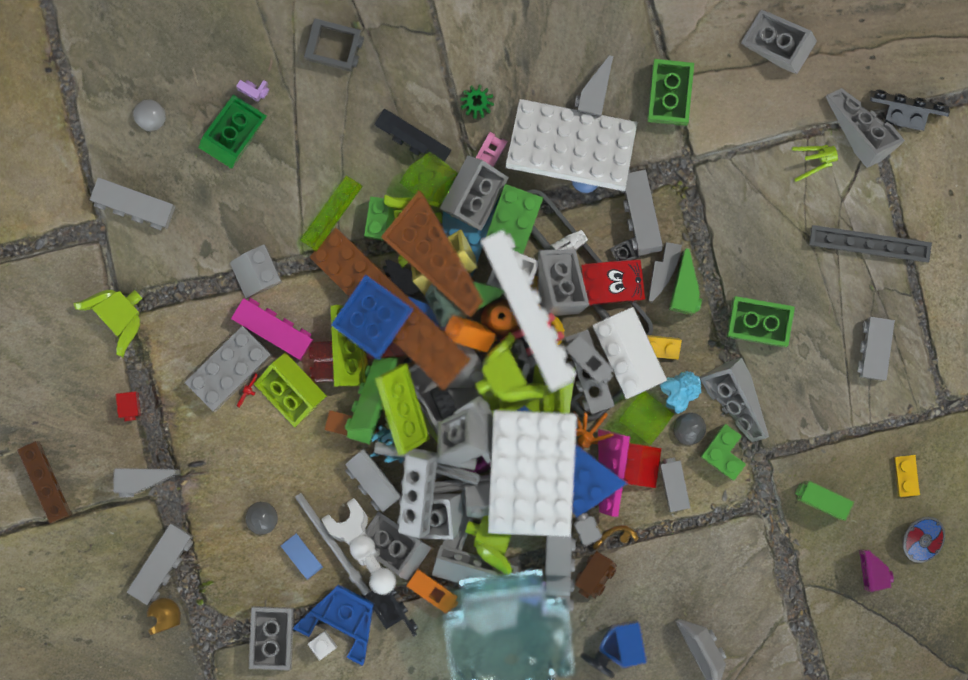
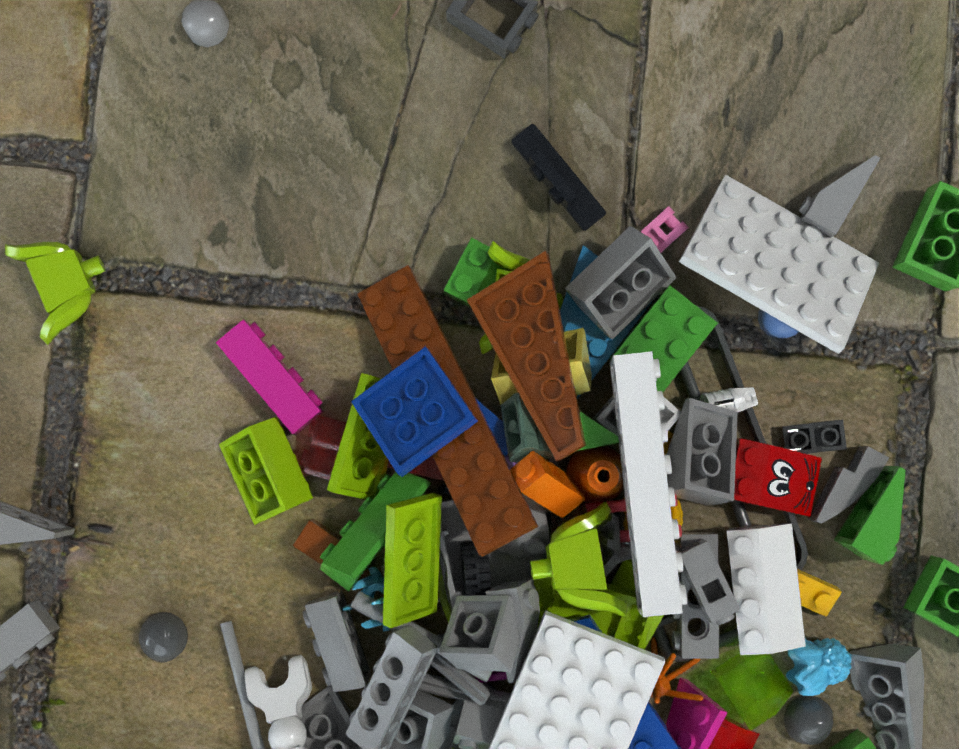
camera: 15 degrees right, 0 degrees up
(128, 405) = (31, 414): red brick -> none
(132, 203) = (138, 134): light grey brick -> none
(228, 368) = (188, 412): light grey brick -> none
(232, 131) = (309, 83): green slope -> none
(247, 390) = (206, 450): red piece -> none
(250, 90) = (355, 31): lavender bracket -> none
(255, 271) = (276, 288): light grey slope -> none
(301, 556) = (199, 712): medium blue slope -> none
(331, 213) = (409, 243): clear neon green plate -> none
(401, 278) = (475, 367): black slope -> none
(431, 177) = (567, 239): clear neon green slope -> none
(477, 94) = (666, 146): green gear -> none
(642, 214) = (846, 396): light grey brick -> none

